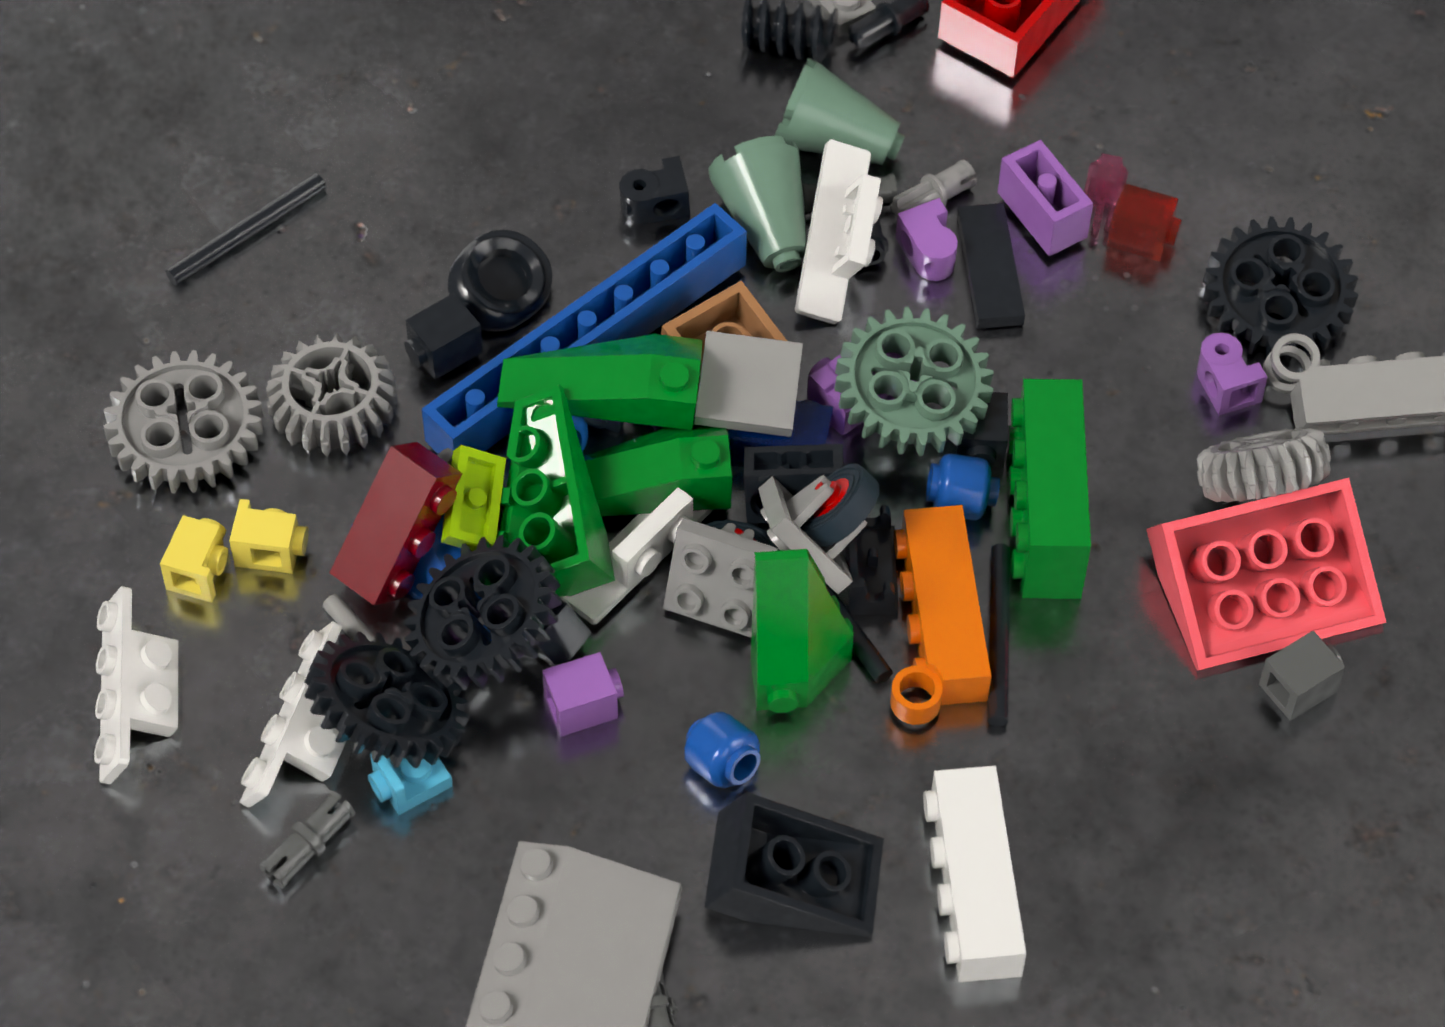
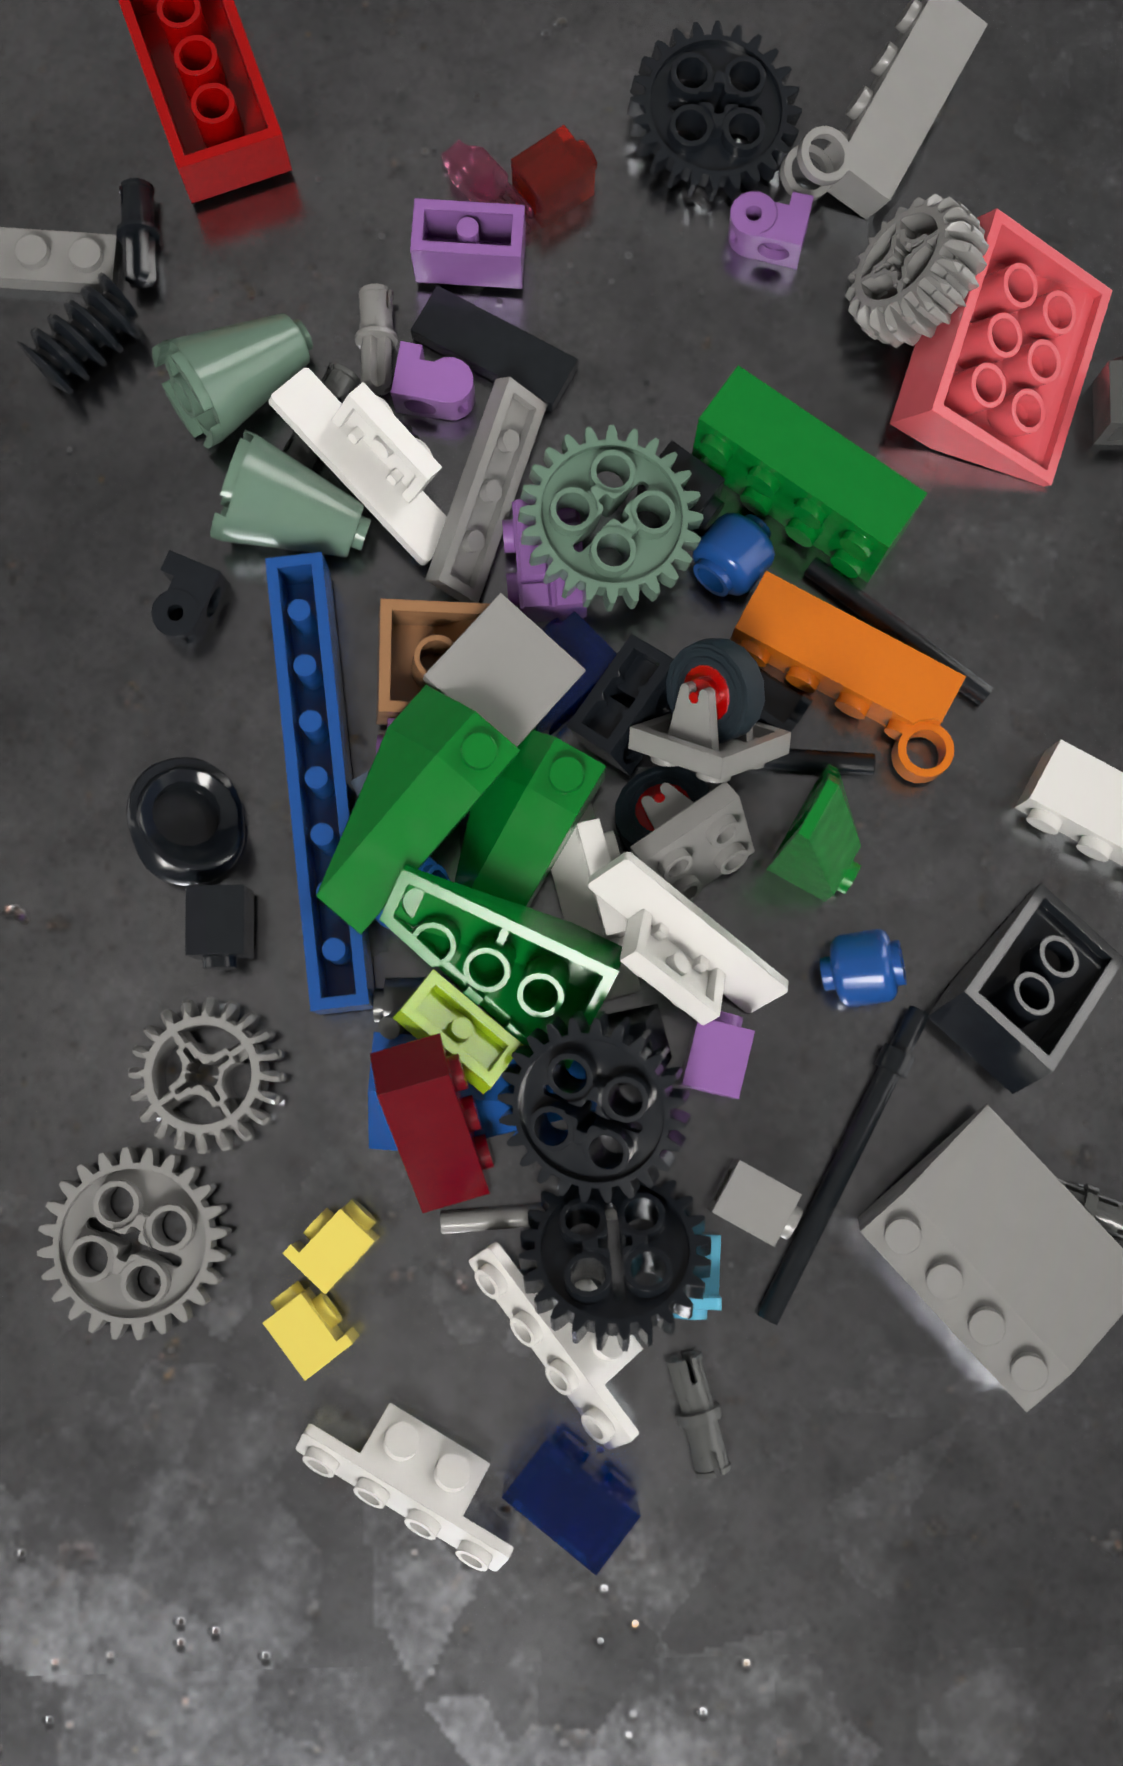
camera: 55 degrees left, 25 degrees up
(188, 790) = (573, 1499): none -> clear blue brick
(492, 781) = (756, 1203): none -> light grey brick
(639, 605) = (681, 946): none -> white bracket
(668, 819) = (893, 1063): none -> black bar
(830, 324) = (486, 491): none -> light grey plate

